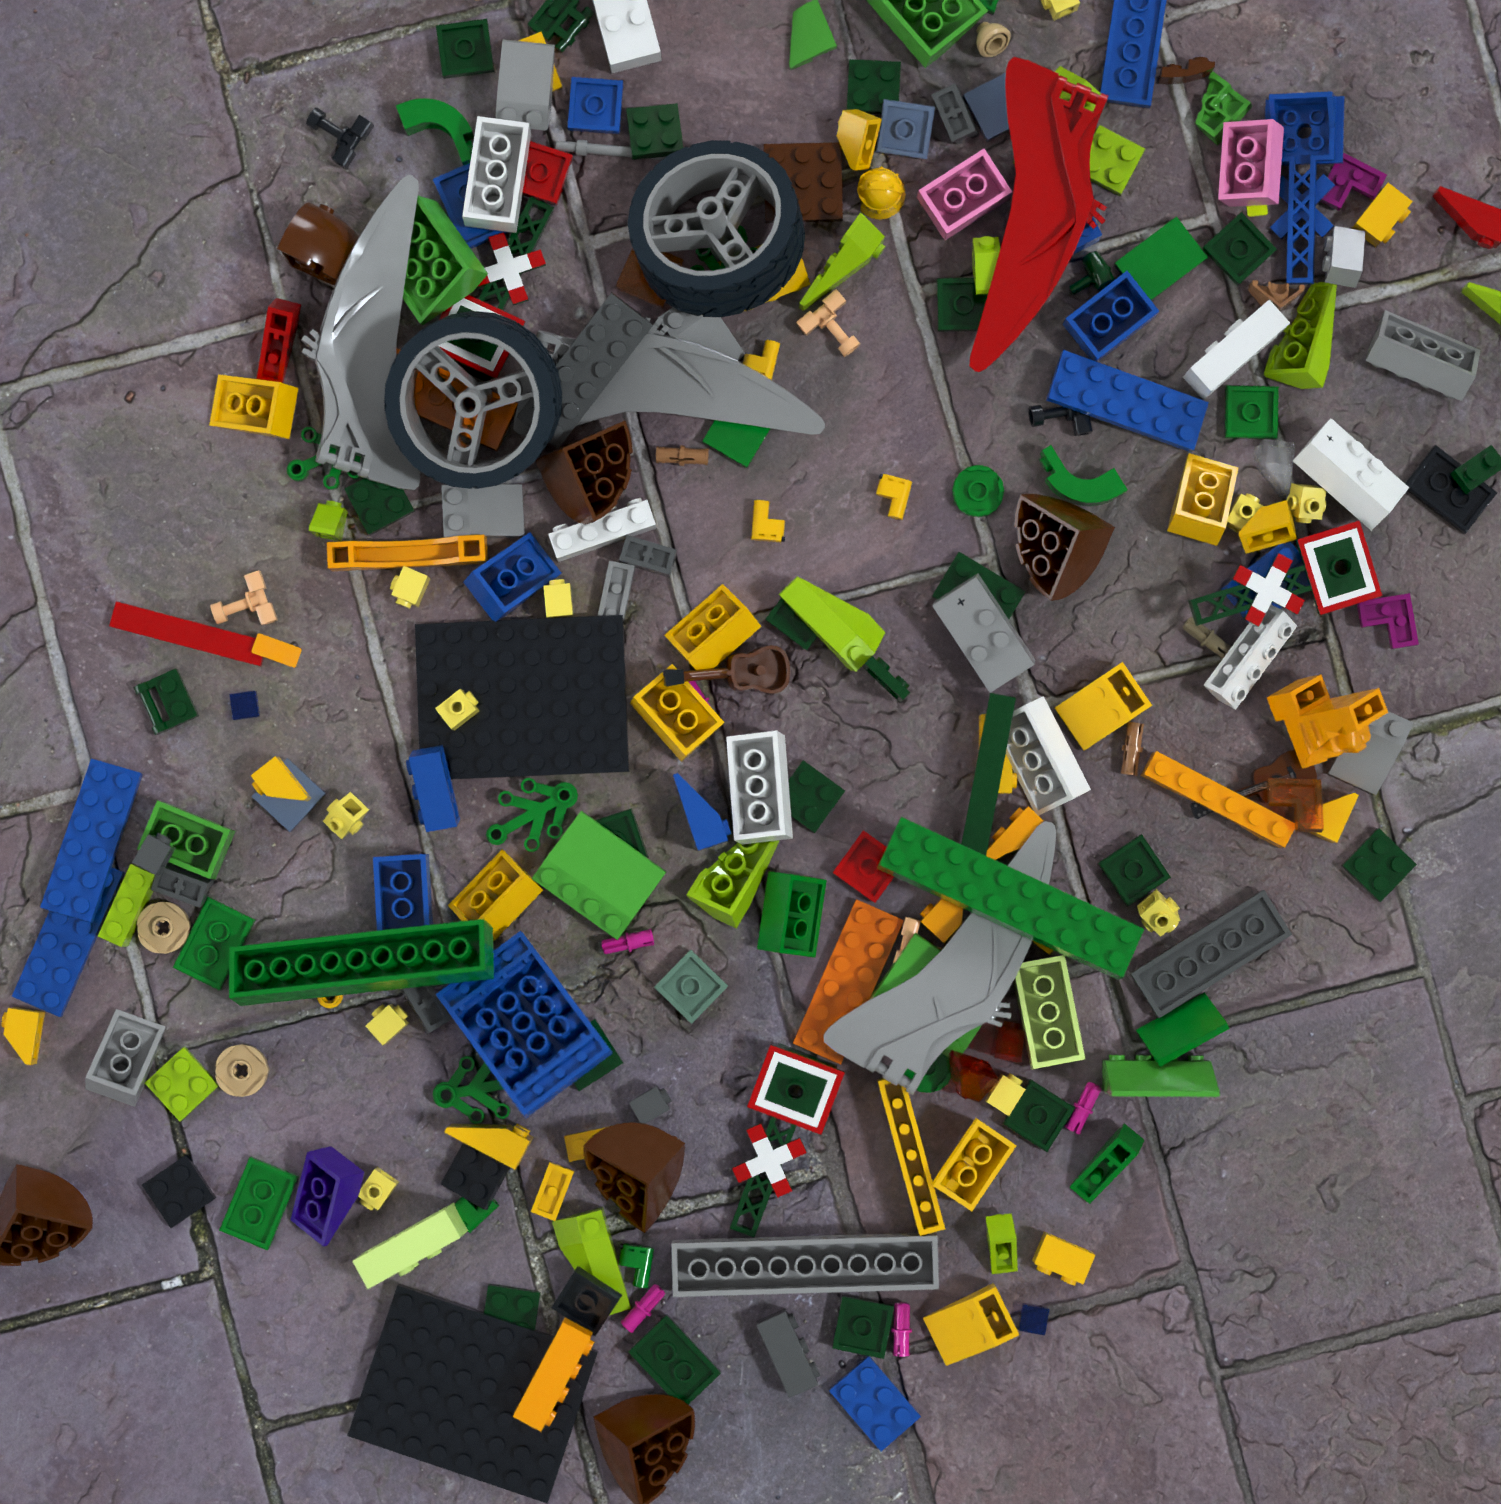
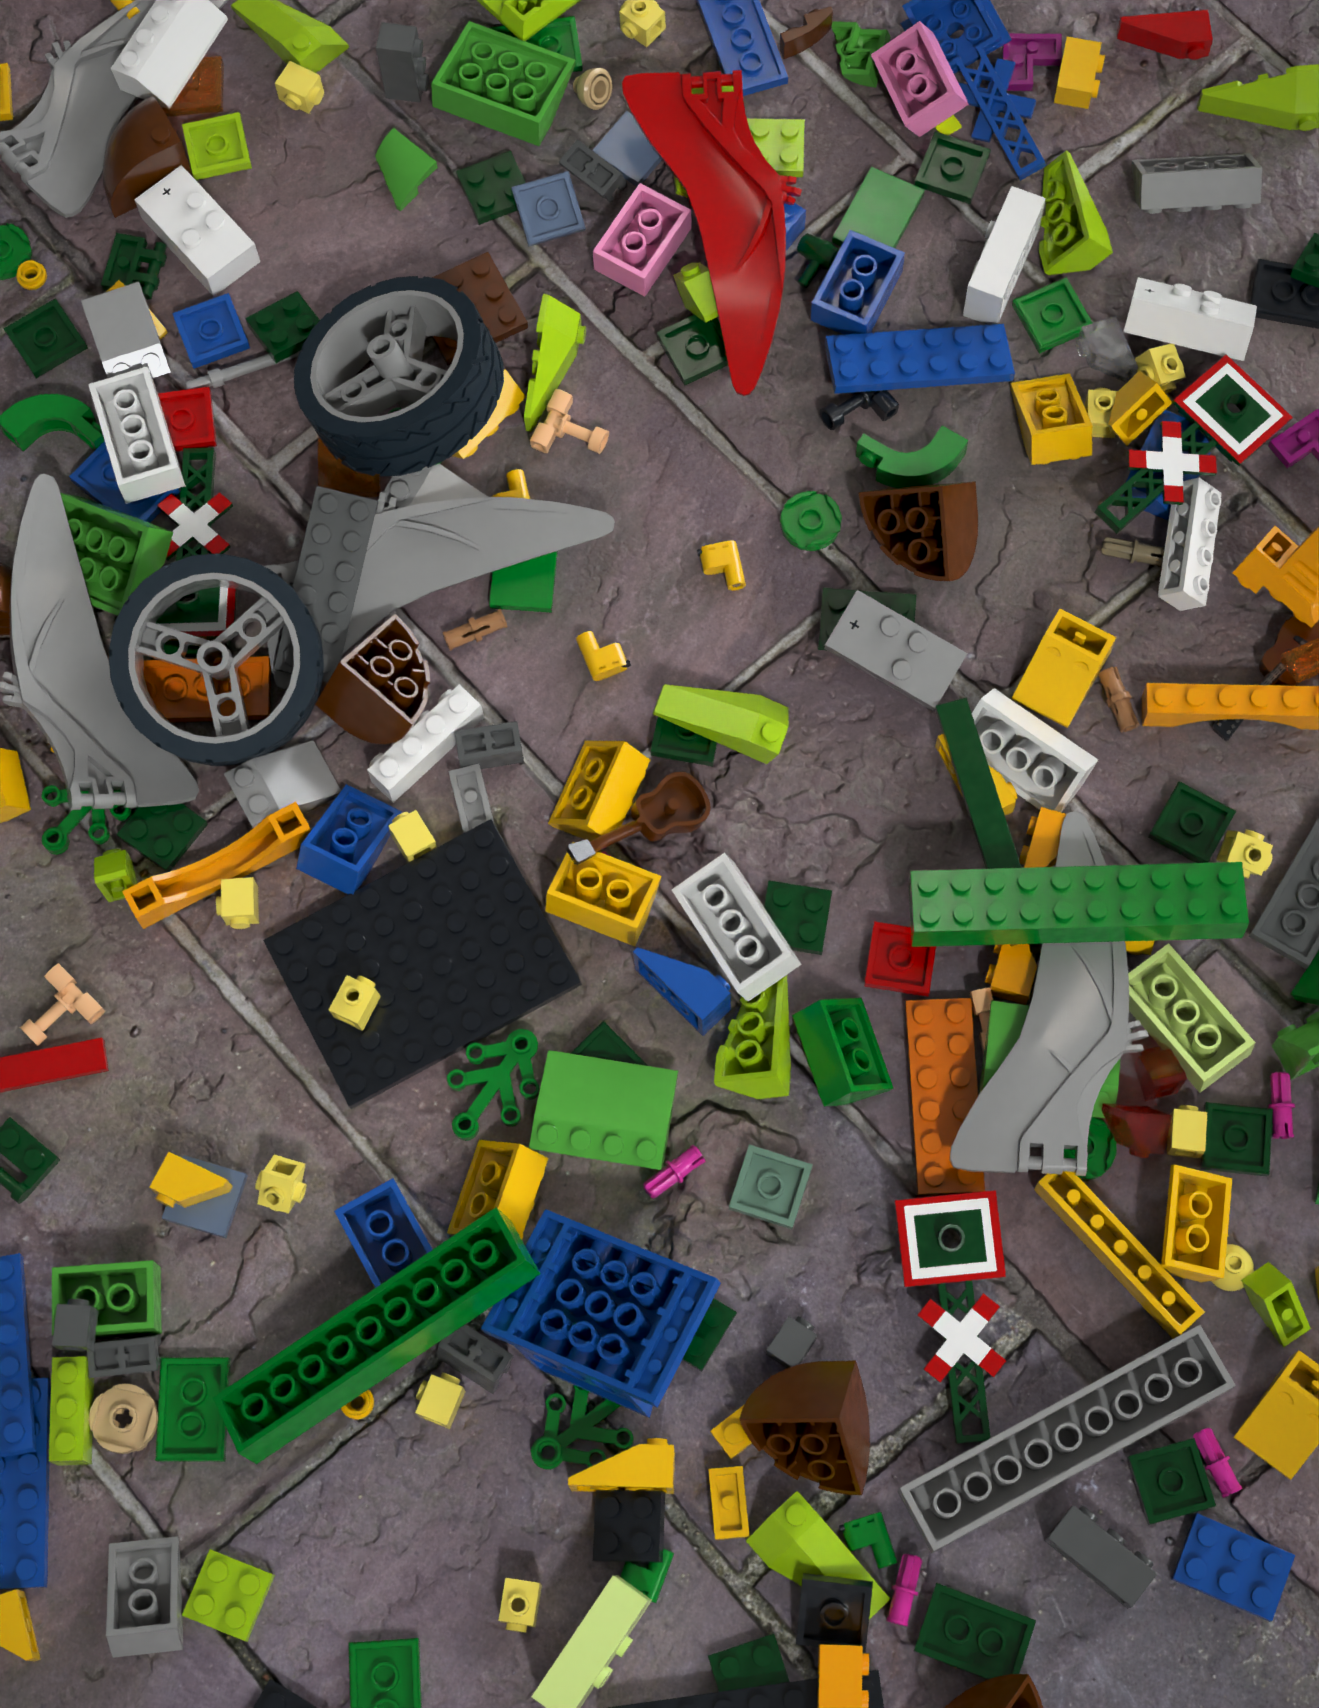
camera: 25 degrees left, 15 degrees down
(226, 1070) = (303, 1559): tan plate -> none
(244, 705) = (108, 1121): clear blue tile -> none
(276, 650) = (118, 1043): light orange sticker -> none
(325, 1193) = (460, 1638): dark purple slope -> none
(433, 788) = (368, 1104): blue brick -> none
(858, 137) = (503, 235): yellow slope -> none
(879, 671) = (816, 748): dark green plate -> none
(880, 193) = (556, 276): yellow helmet -> none
(989, 1204) = (1237, 1267): none -> light yellow brick
(1278, 294) = (995, 197): medium nougat slope -> none
(1344, 256) = (1063, 123): brick -> none

